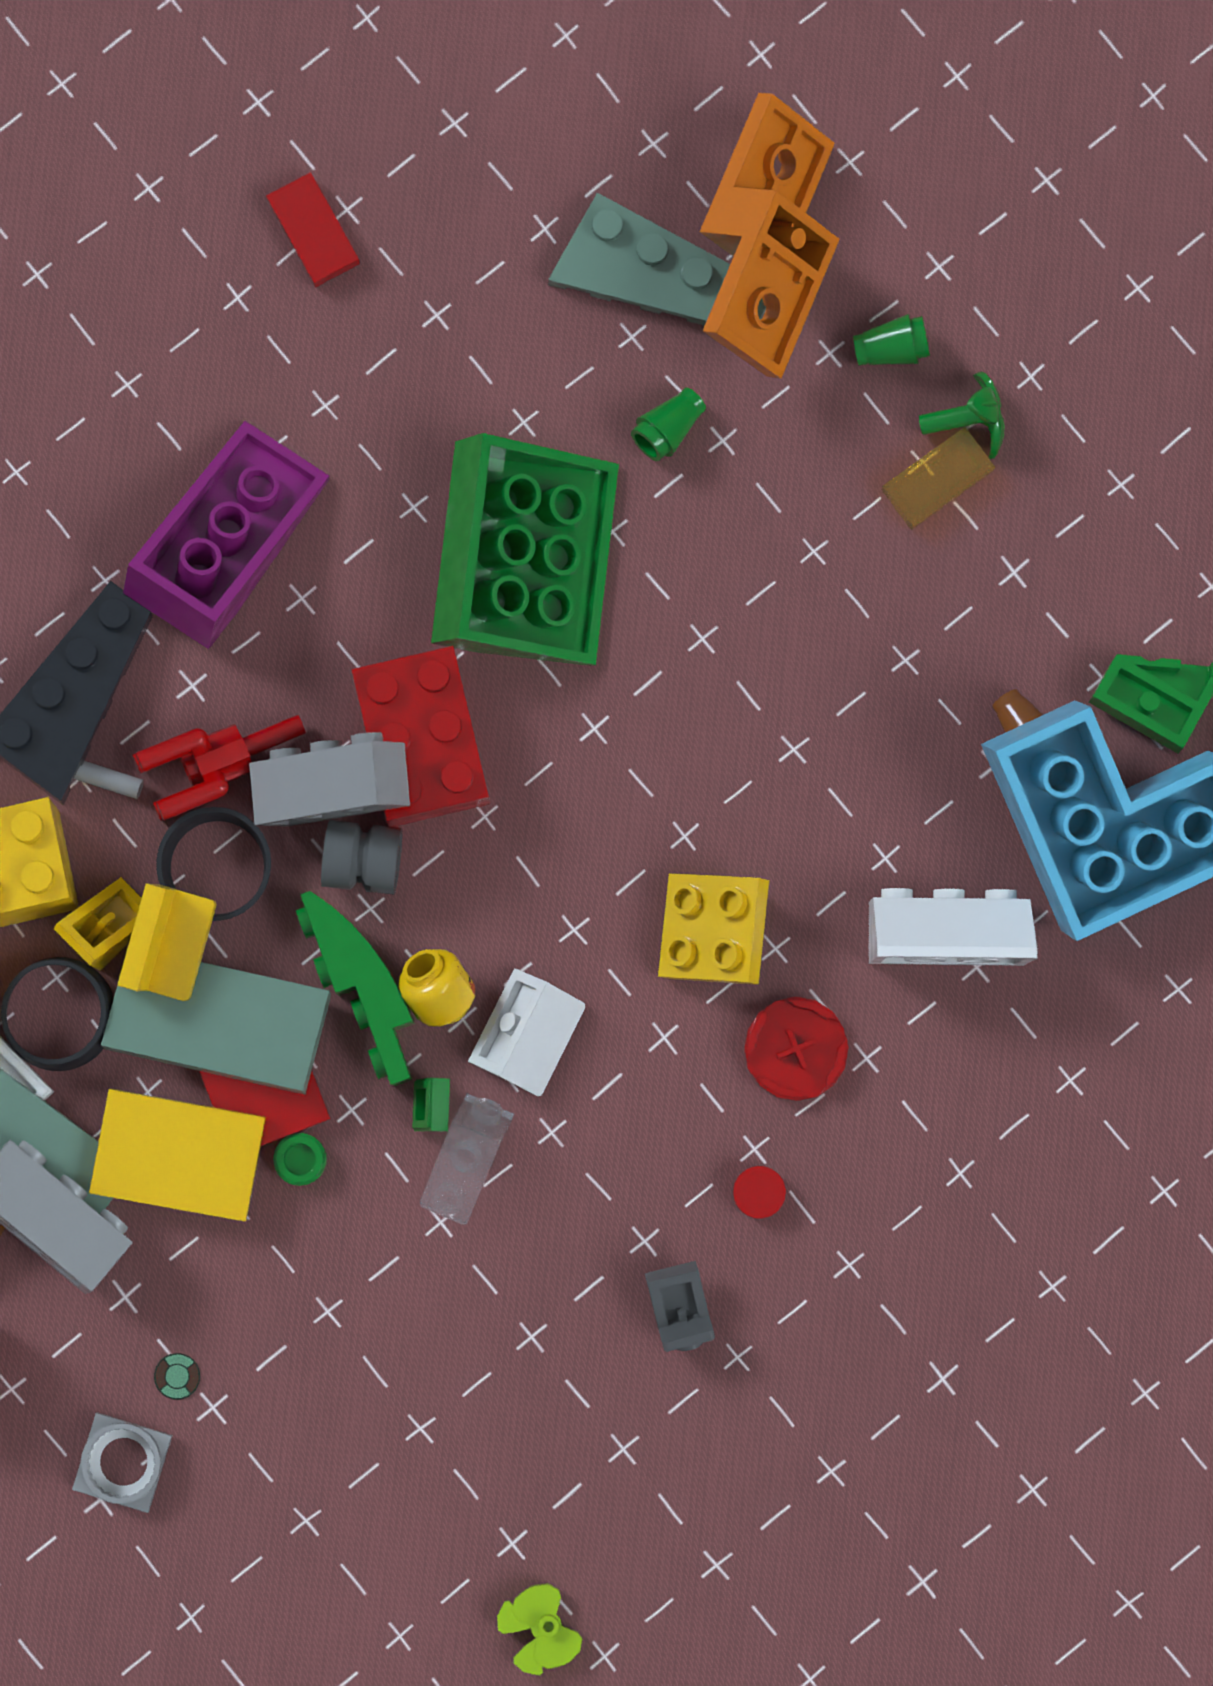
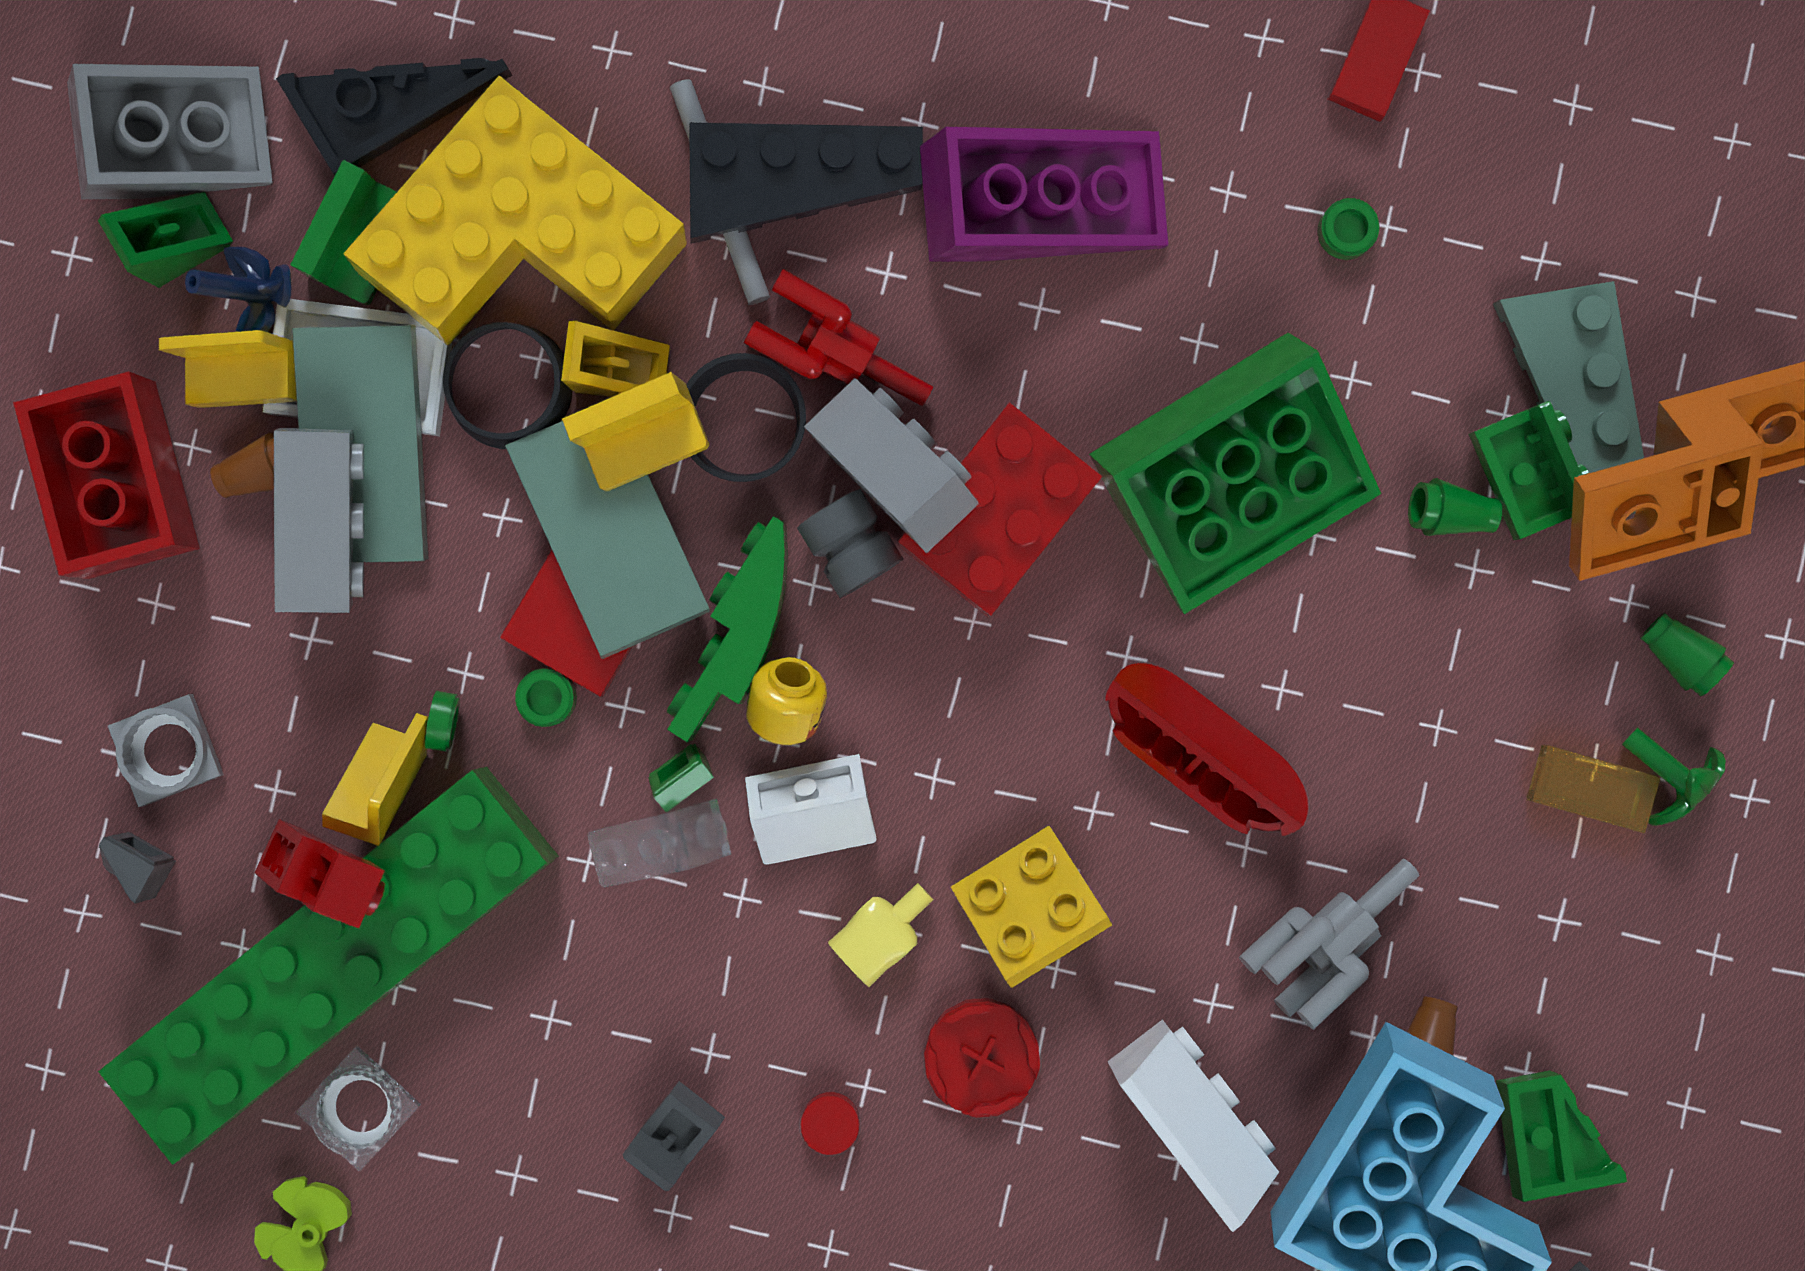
camera: 55 degrees right, 5 degrees up
(177, 1155) = (461, 588): yellow tile -> none
(177, 1376) = (277, 738): clear green sticker -> none
(186, 1547) = (136, 864): none -> dark grey slope
(259, 1243) = (442, 721): none -> green tile
(265, 1319) = (377, 781): none -> yellow panel
(297, 1404) = (320, 875): none -> red slope
(367, 1458) = (323, 974): none -> green brick
(416, 343) = (1348, 228): none -> green tile
(466, 1552) = (321, 1114): none -> clear piece
(652, 1051) = (880, 934): none -> light yellow piece
(677, 351) = (1530, 467): none -> green bracket
(700, 725) = (1205, 751): none -> red brick
(902, 743) = (1328, 944): none -> light grey plant

